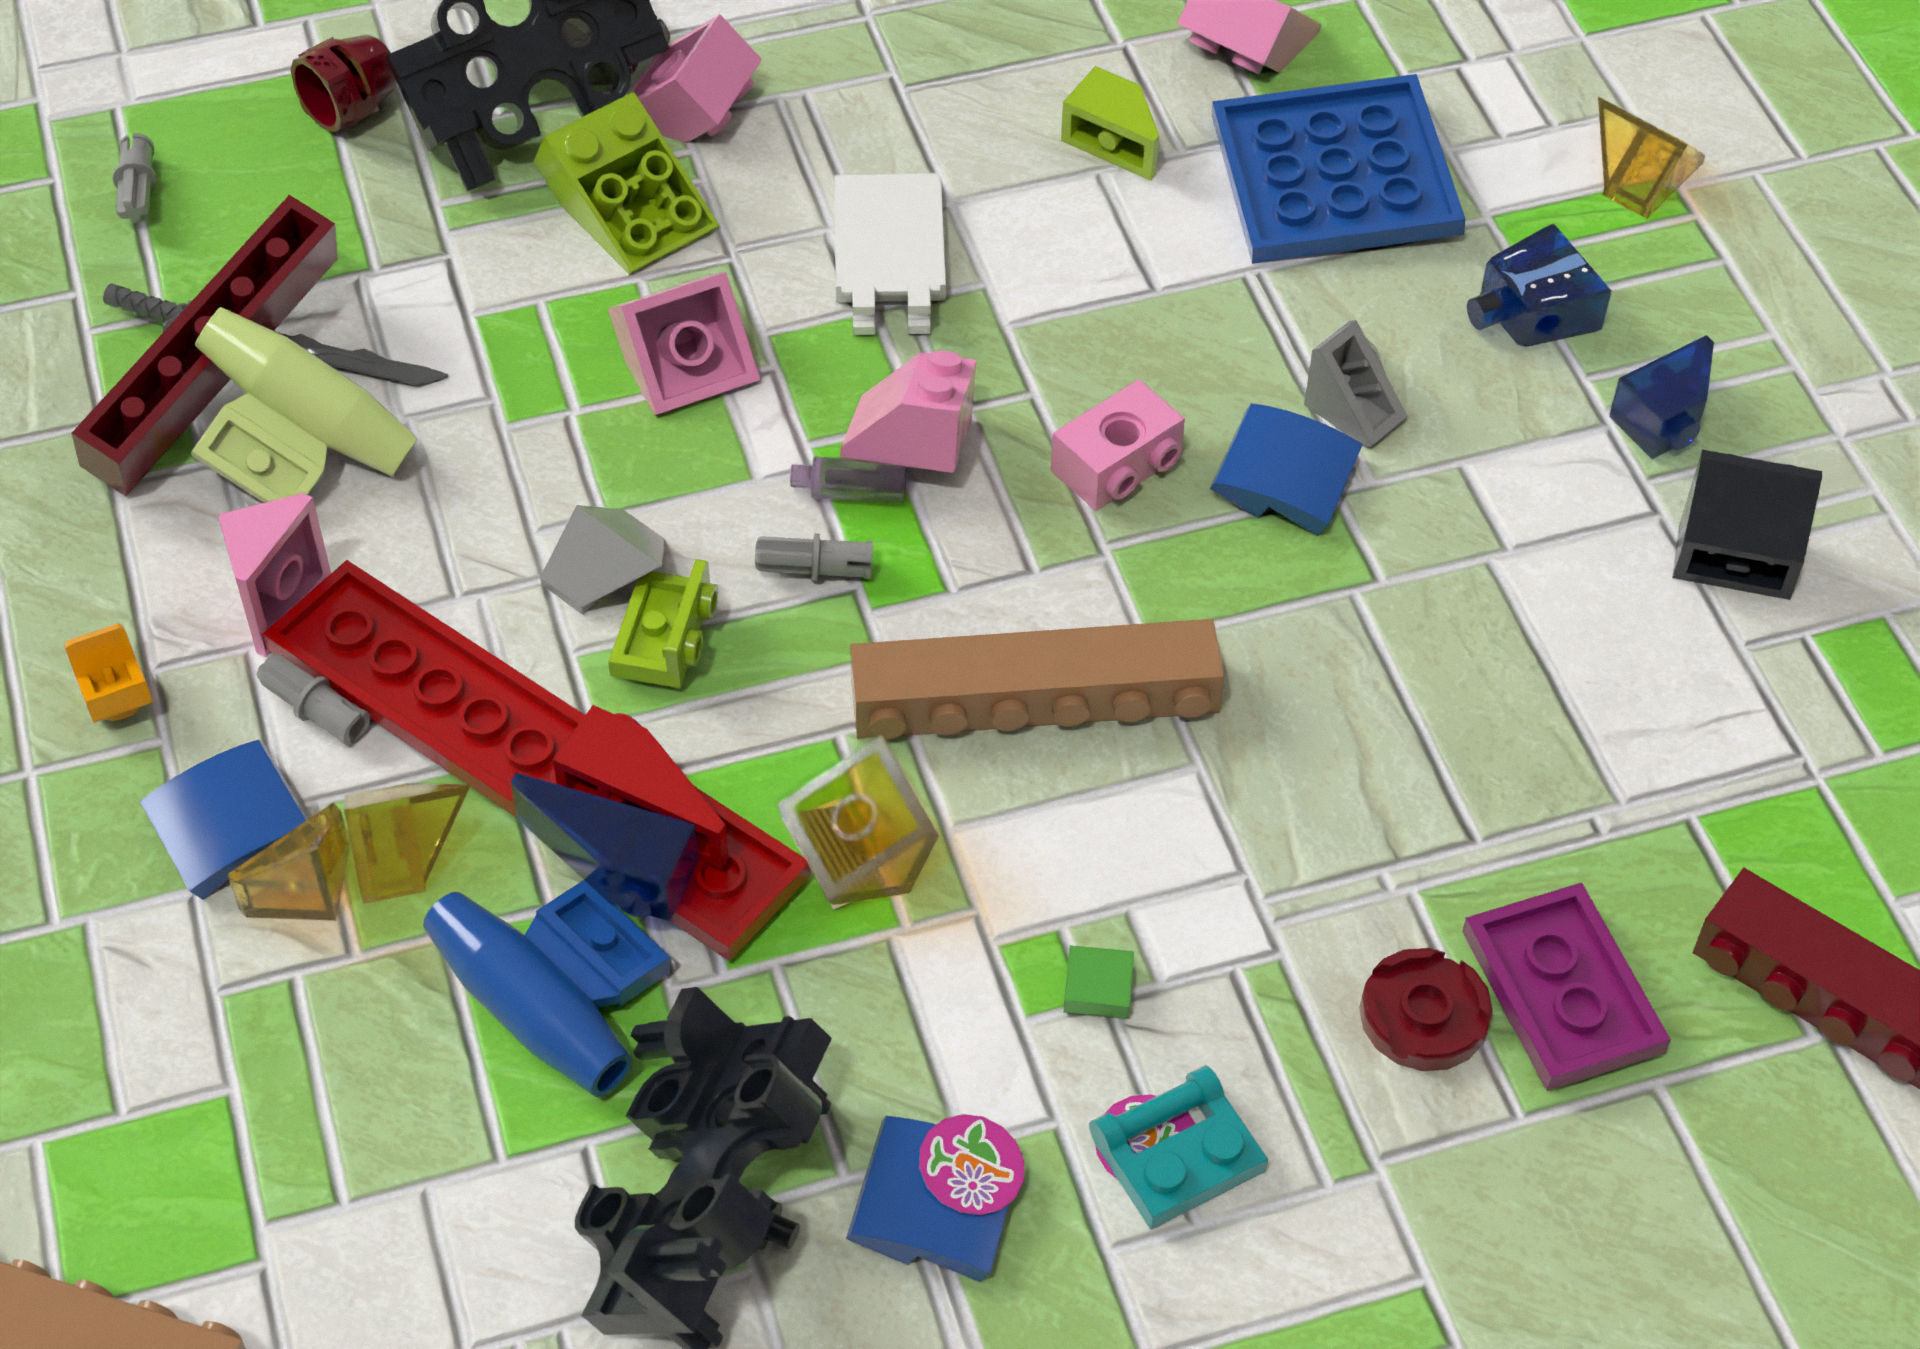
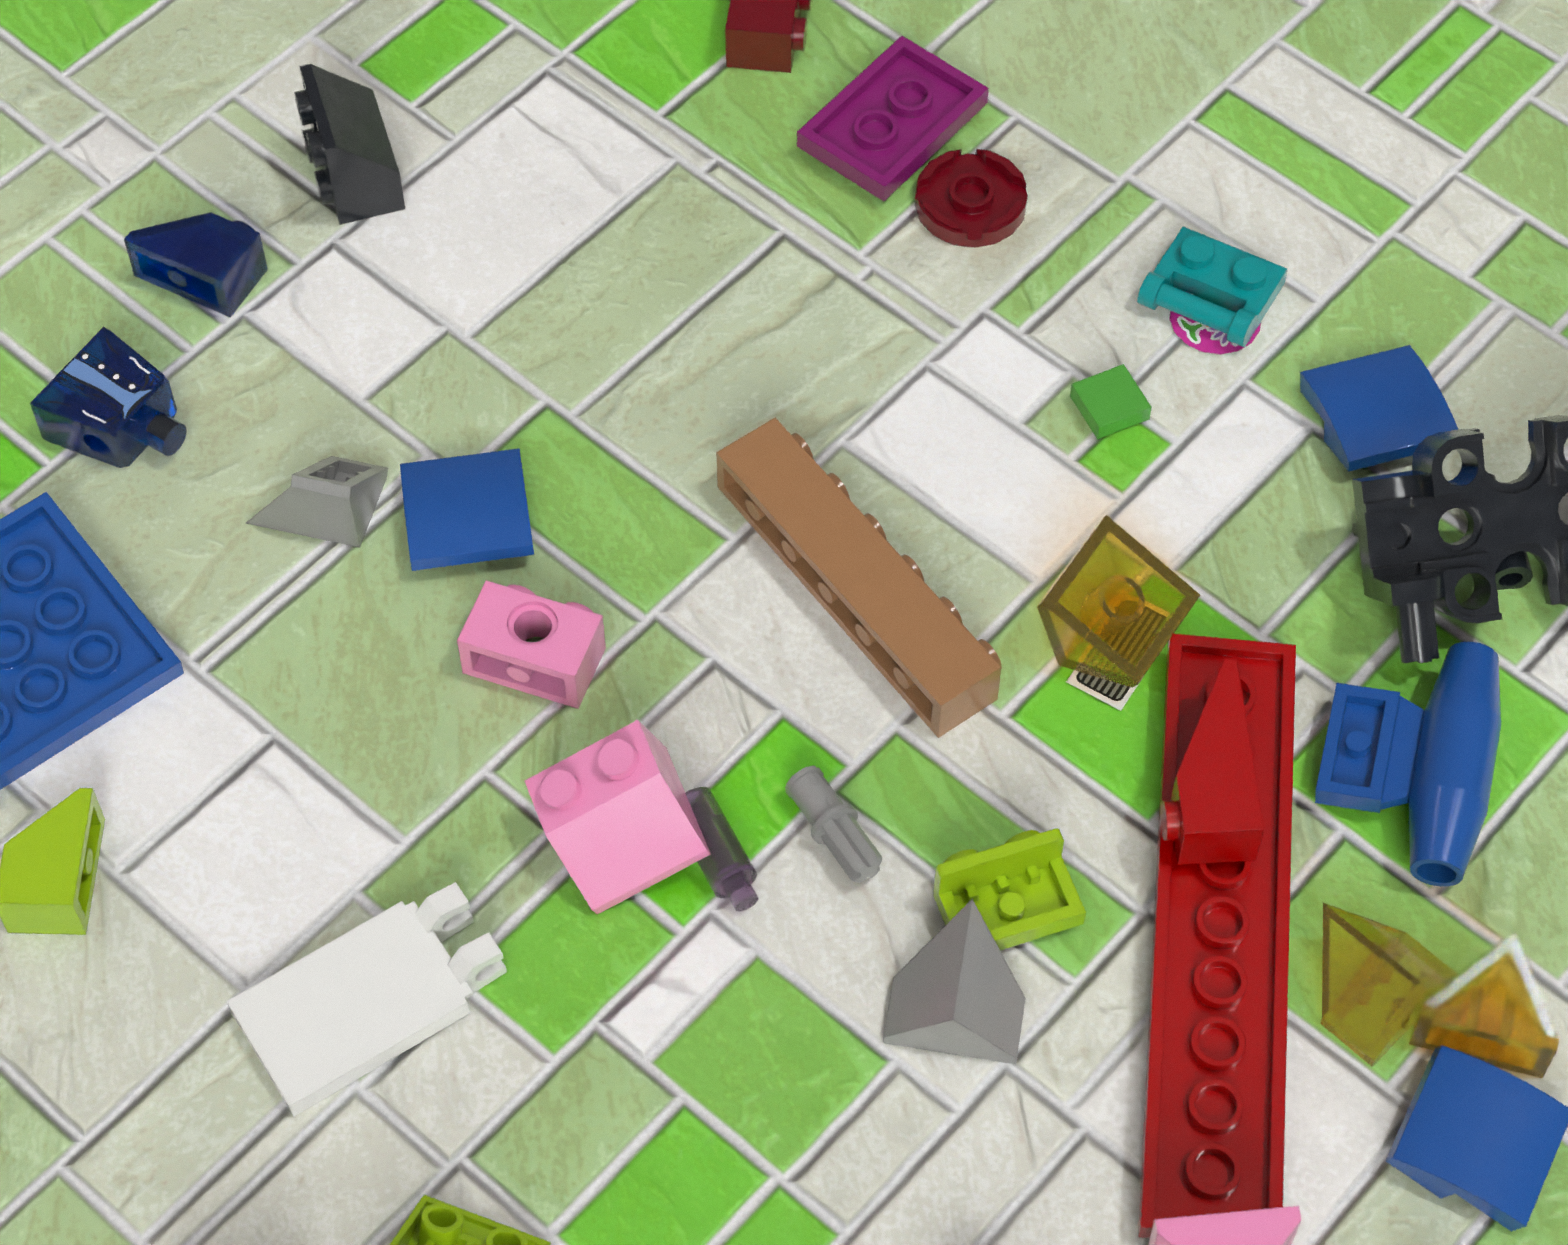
camera: 120 degrees left, 5 degrees up
(313, 699) = (1307, 1152): light grey axle -> none
(618, 849) = (1291, 745): clear blue slope -> none
(685, 342) = (634, 1104): bright pink slope -> none
(971, 1164) = (1344, 386): sticker -> none

